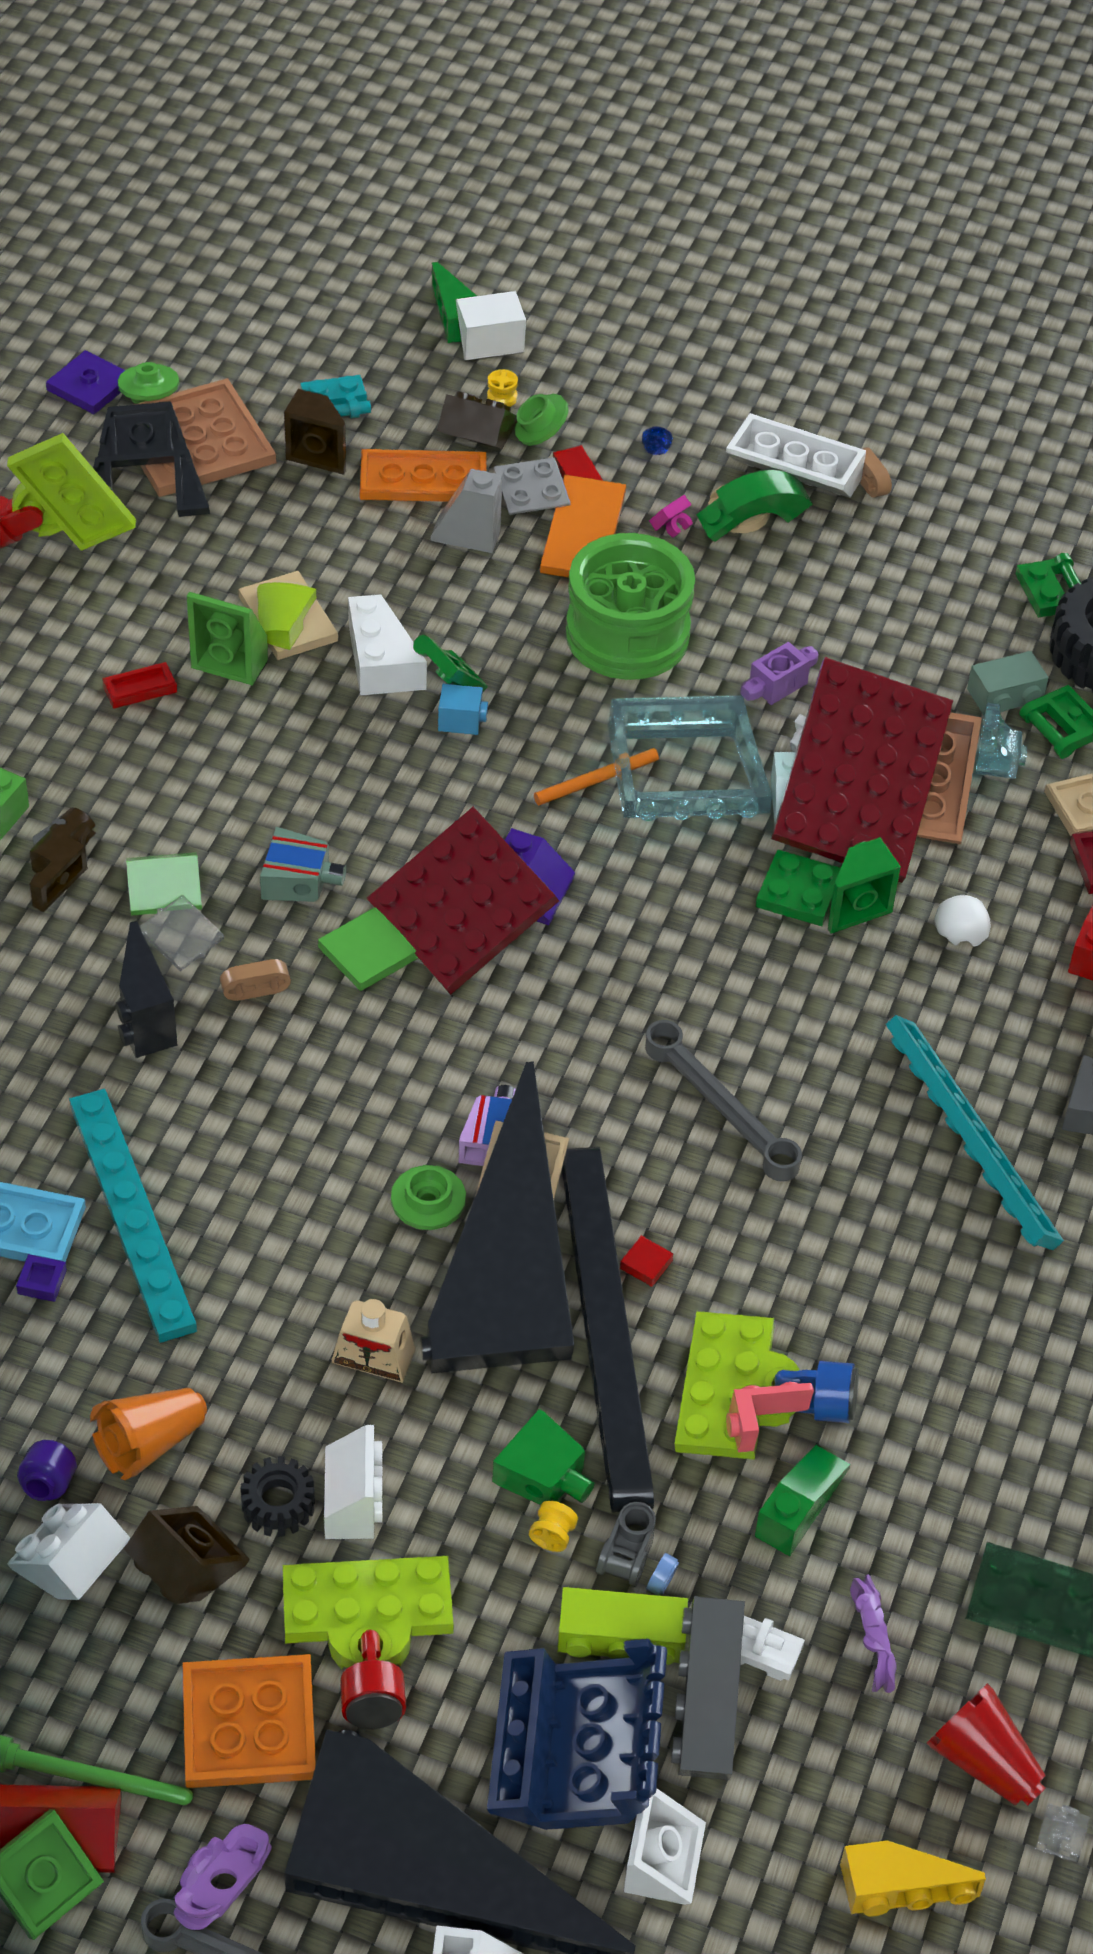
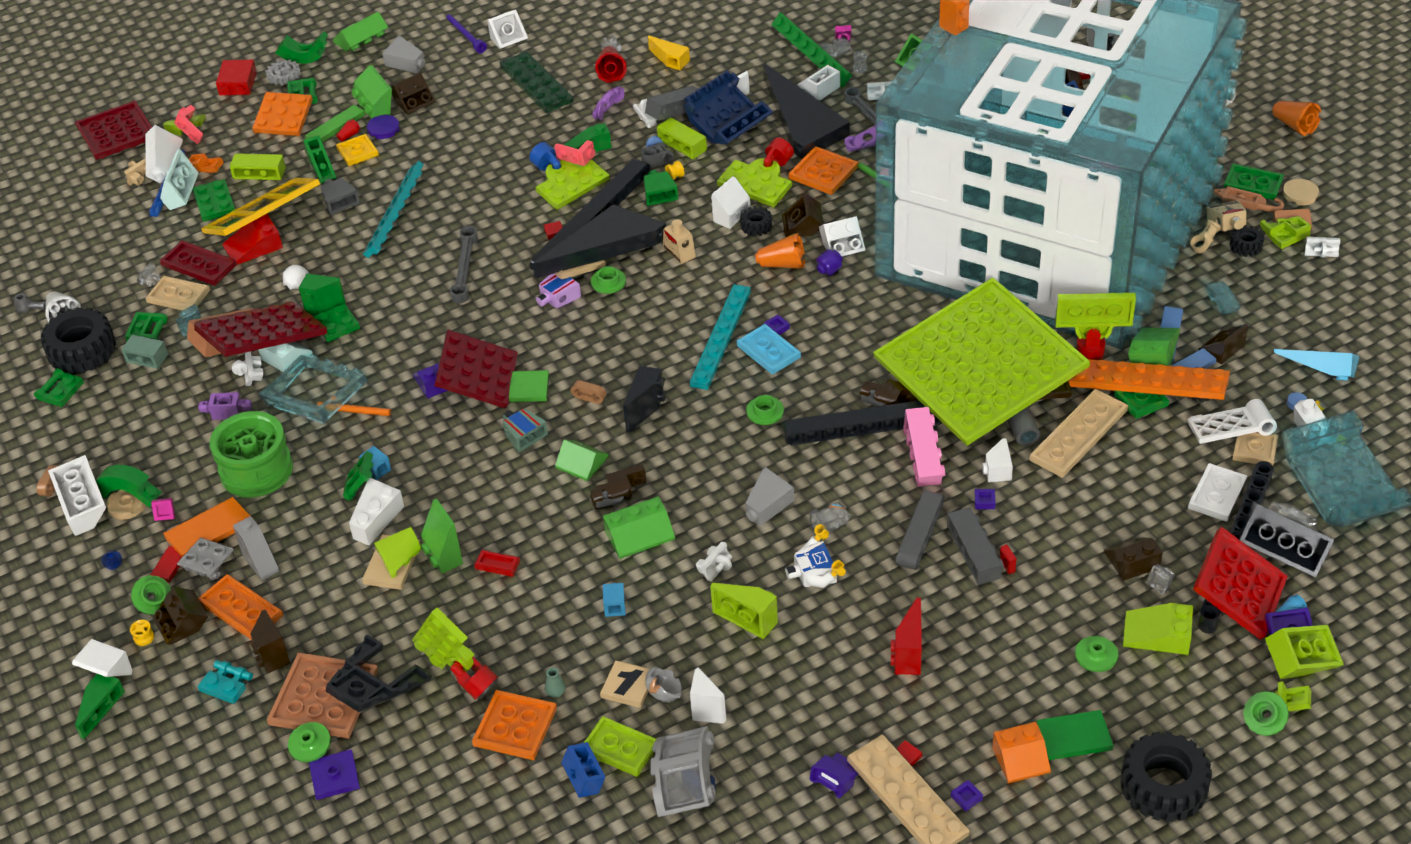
camera: 135 degrees left, 5 degrees down
(181, 933) = (597, 431): clear piece -> none

